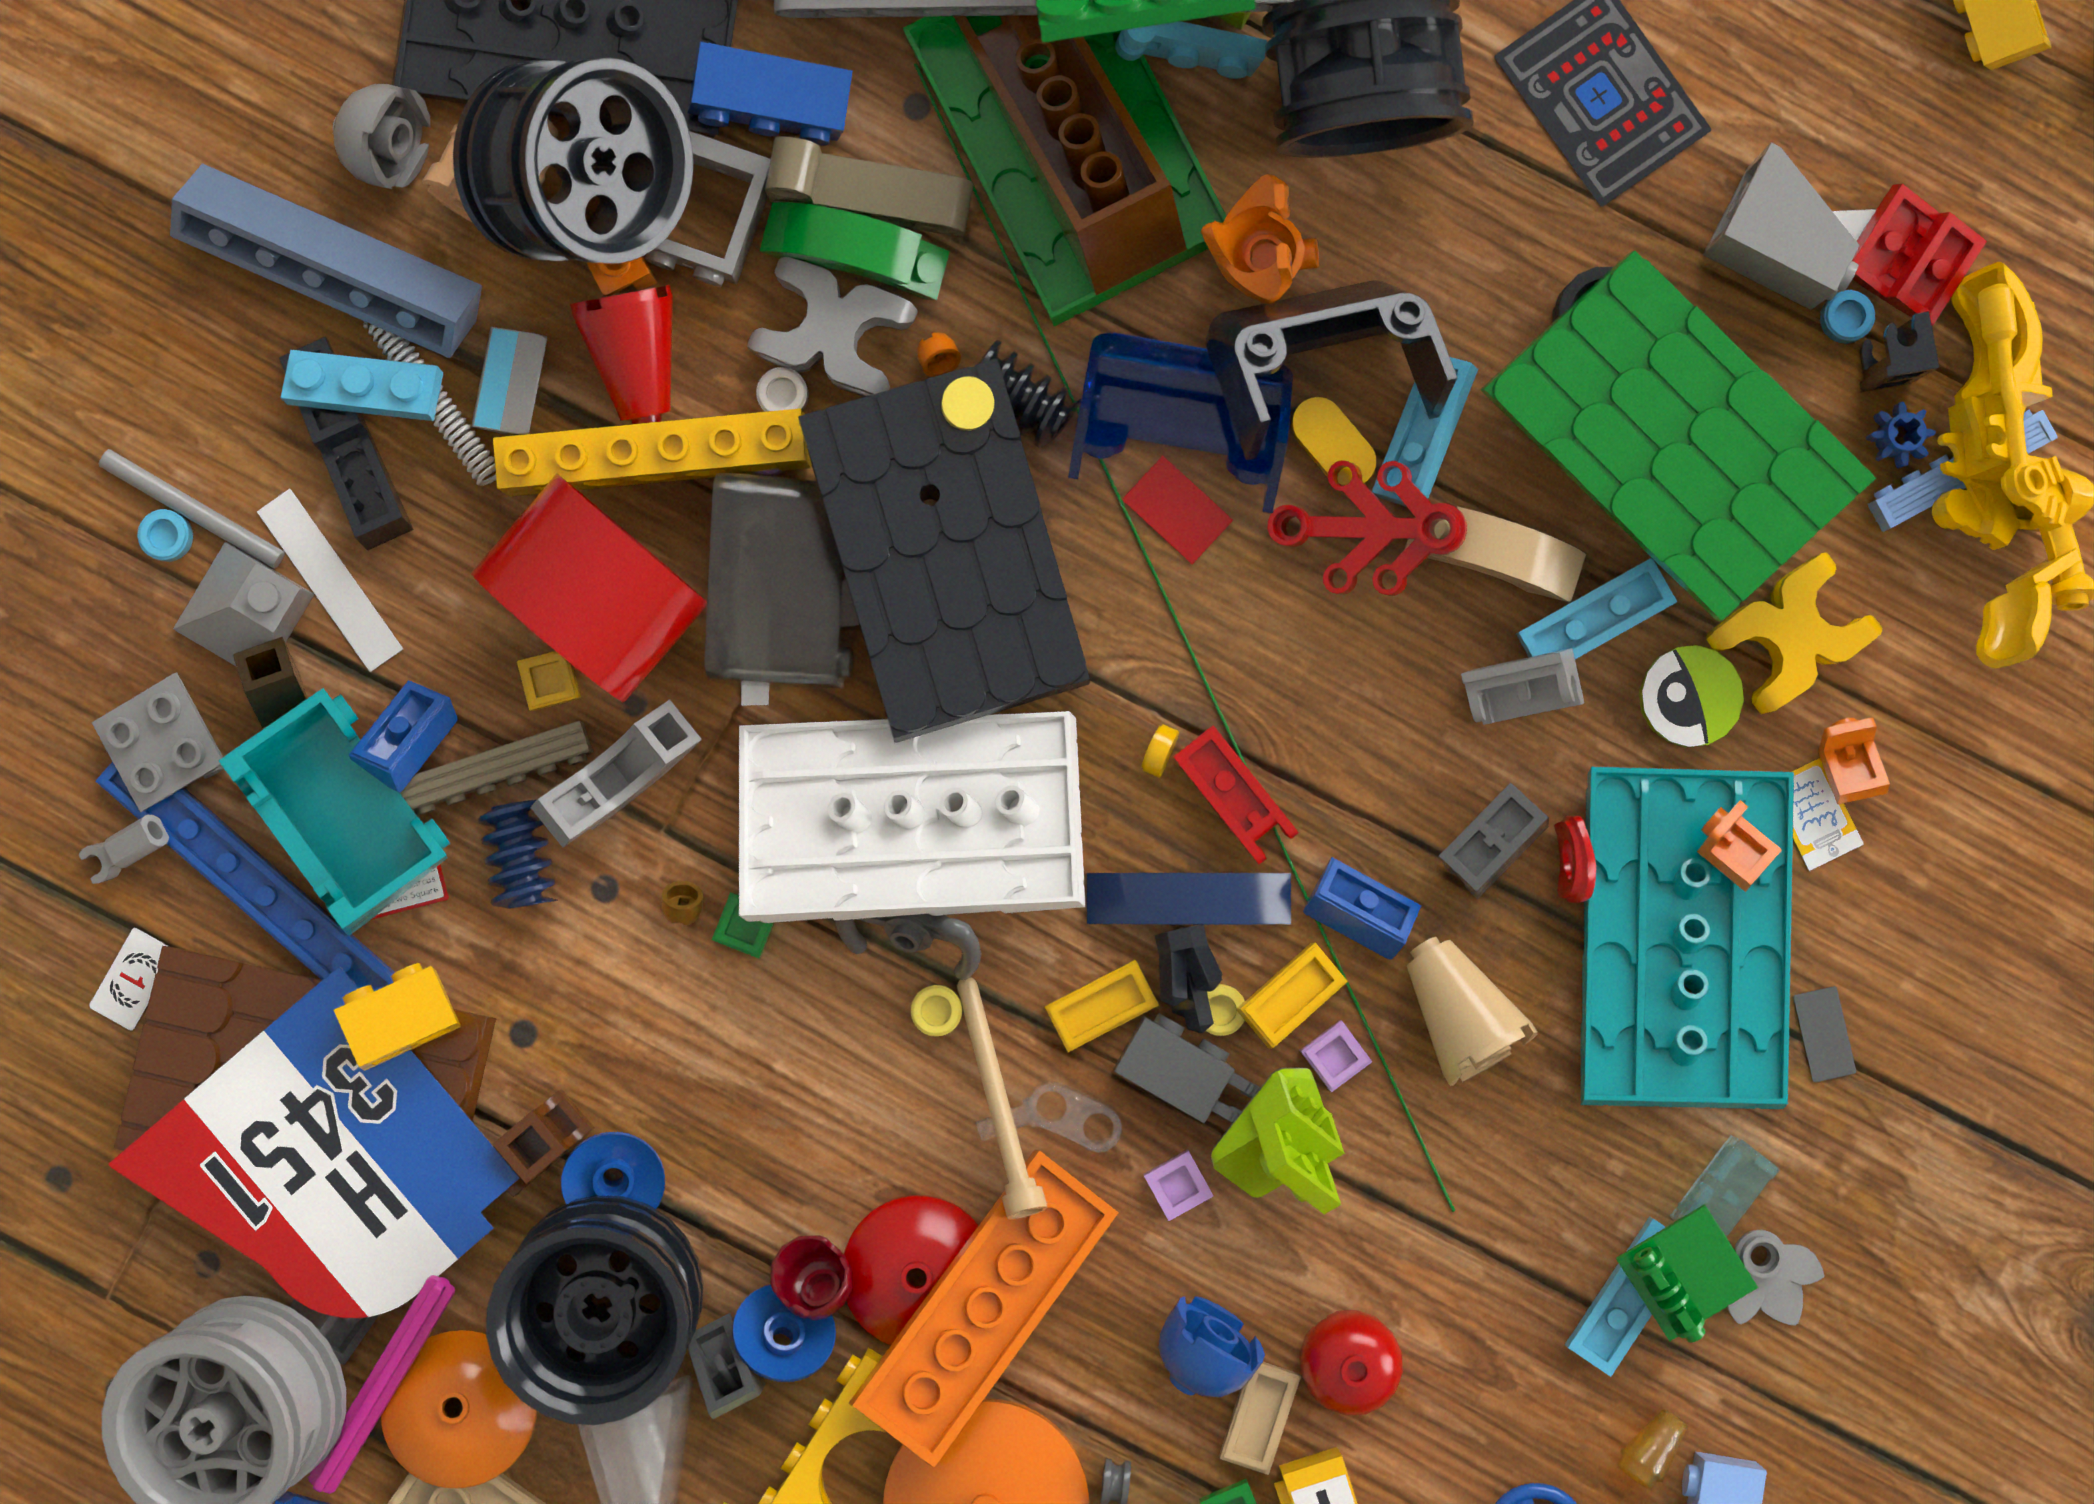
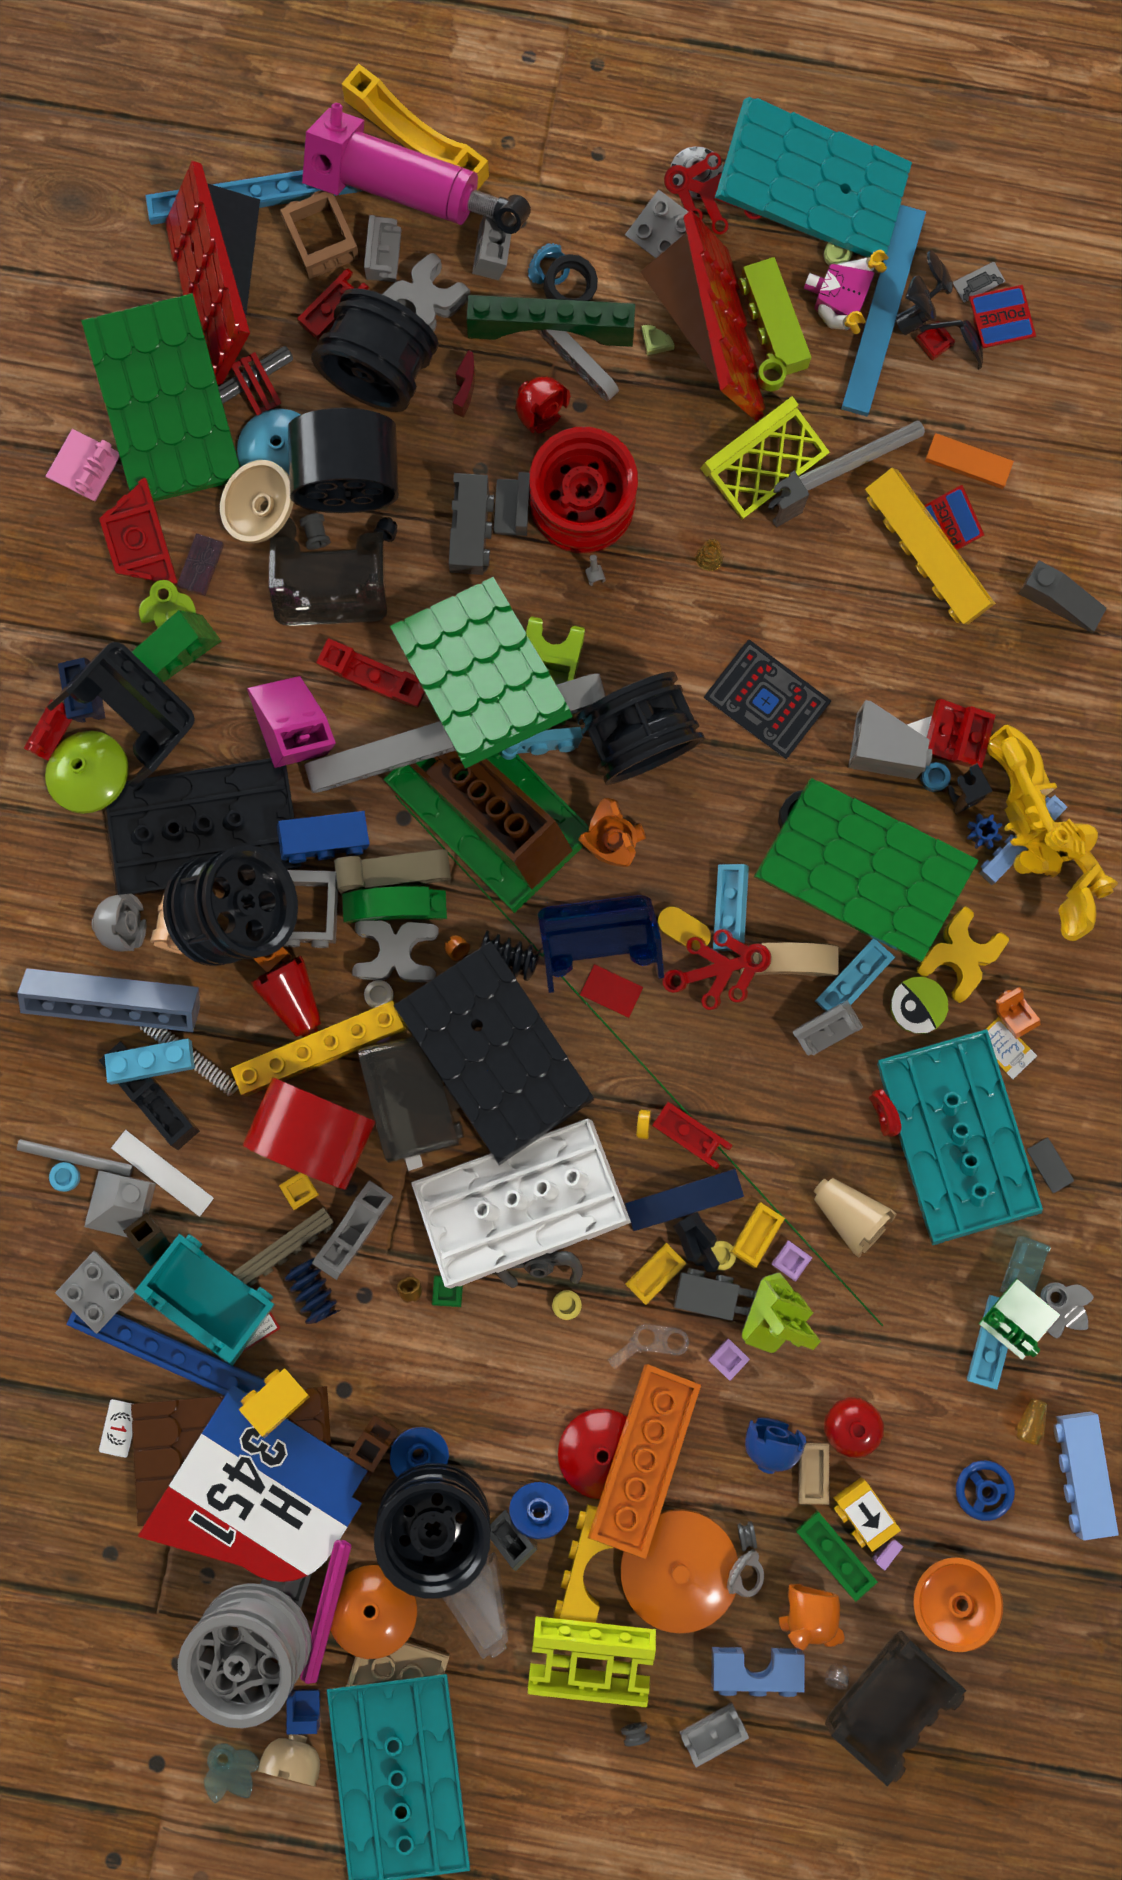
camera: 20 degrees left, 5 degrees down
(126, 847) = (94, 1355): light grey bar -> none
(405, 735) = (230, 1245): blue slope -> none
(509, 381) = (229, 1034): slope -> none
(811, 1277) = (544, 1474): dark red hair -> none
(967, 403) = (482, 970): light yellow tile -> none
(1022, 1194) = (646, 1391): tan piece -> none
(1258, 338) = (627, 886): black windscreen -> none
(1362, 909) = (780, 1176): blue slope -> none
(1494, 840) = (839, 1116): dark grey hinge -> none
(1737, 846) = (970, 1079): orange bracket -> none

